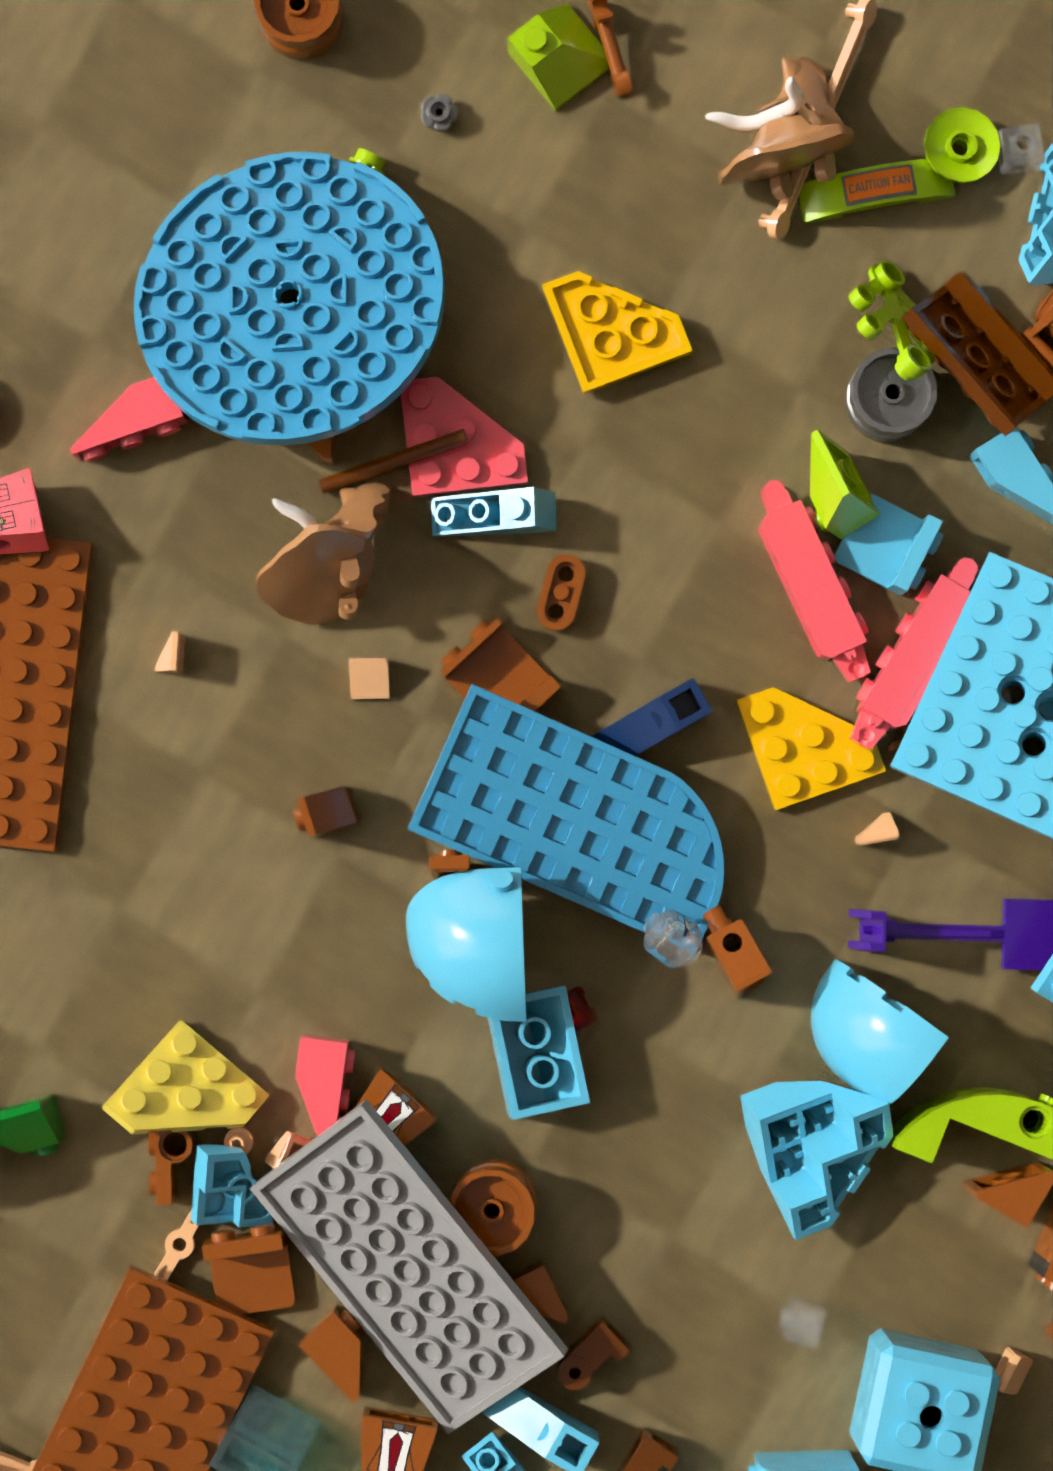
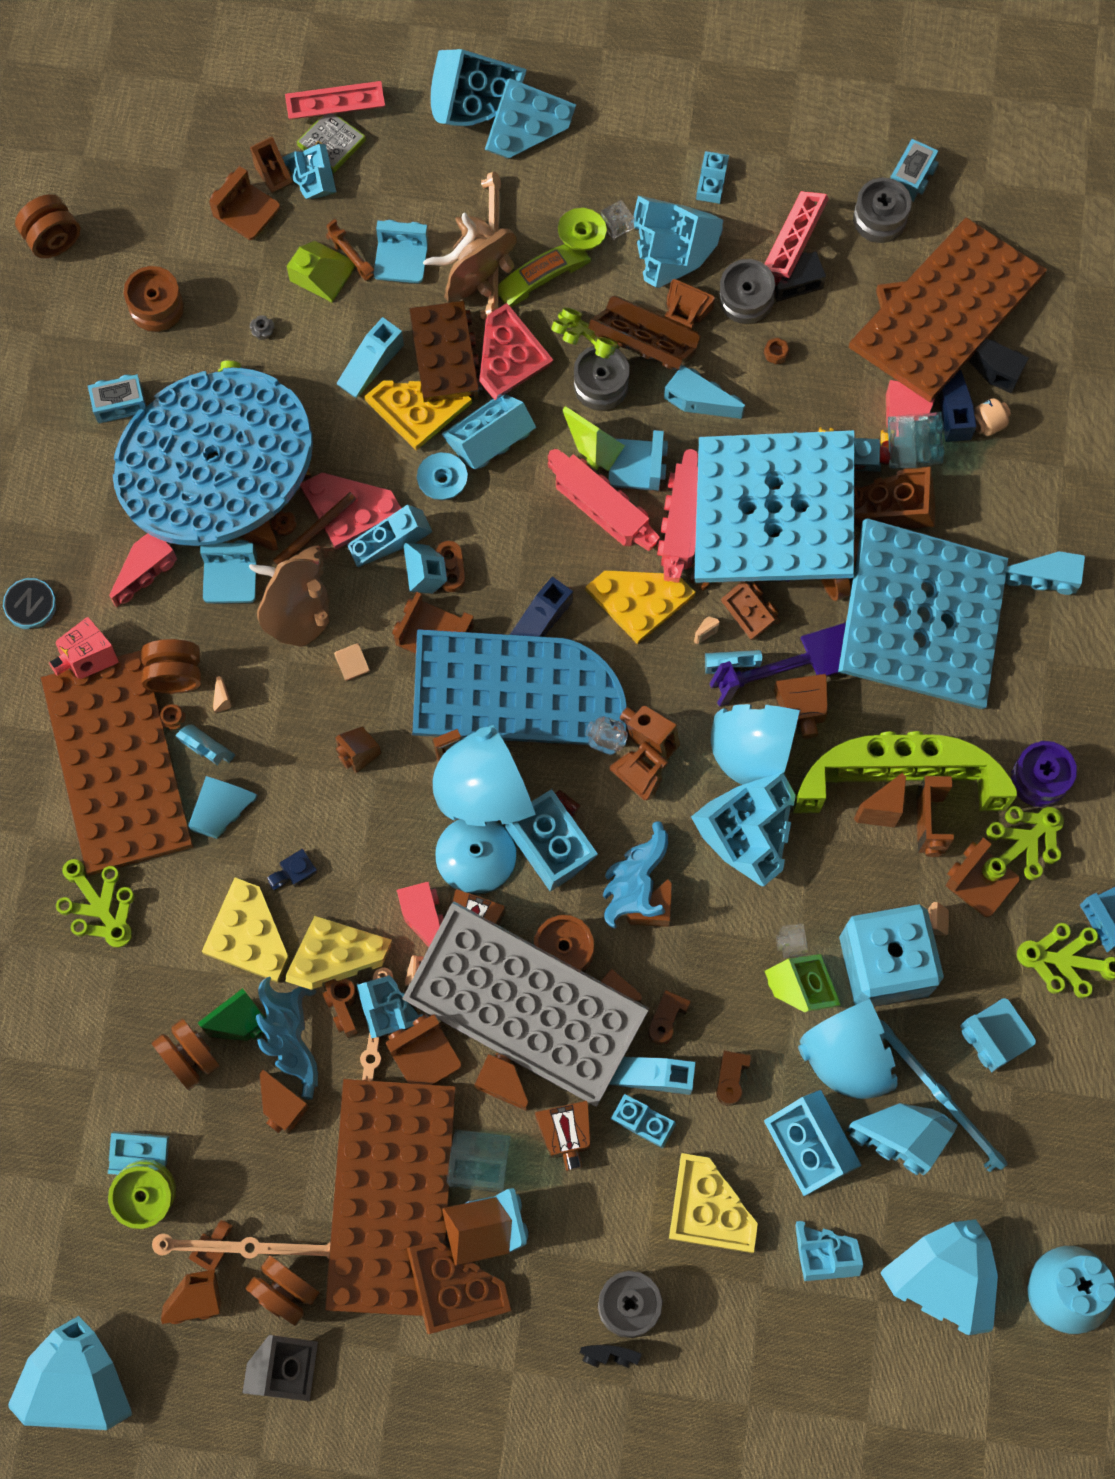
camera: 25 degrees left, 15 degrees down
(37, 1257) = (280, 1104): none -> dark orange slope
(75, 1171) = (283, 1030): none -> dark azure piece
(83, 1005) = (247, 933): none -> light yellow plate
(85, 654) = (167, 712): none -> dark orange plate
(109, 813) = (218, 806): none -> medium azure slope
(117, 586) = (171, 666): none -> dark orange wheel
(122, 720) = (204, 744): none -> medium azure slope
(180, 942) = (295, 869): none -> dark blue plate
(191, 143) = (116, 398): none -> brick
(248, 480) = (228, 572): none -> medium azure bracket
(360, 439) = (283, 529): none -> dark orange plate
(420, 1051) = (480, 871): none -> medium azure dish
(523, 581) = (424, 568): none -> medium azure slope
(574, 228) = (371, 357): none -> medium azure slope
(607, 433) = (439, 466): none -> medium azure dish
(621, 1152) = (632, 883): none -> dark azure piece
(638, 1200) = (662, 897): none -> dark orange slope
(683, 76) = (401, 251): none -> medium azure bracket
(684, 262) = (445, 351): none -> reddish brown bracket
(695, 1005) = (638, 773): none -> dark orange piece
(698, 408) = (489, 431): none -> medium azure slope
(775, 301) = (509, 353): none -> coral plate
(791, 1388) = (803, 983): none -> lime slope
(895, 895) = (737, 658): none -> medium azure slope
(952, 832) = (751, 609): none -> dark orange bracket
(966, 996) = (809, 697): none -> dark orange torso

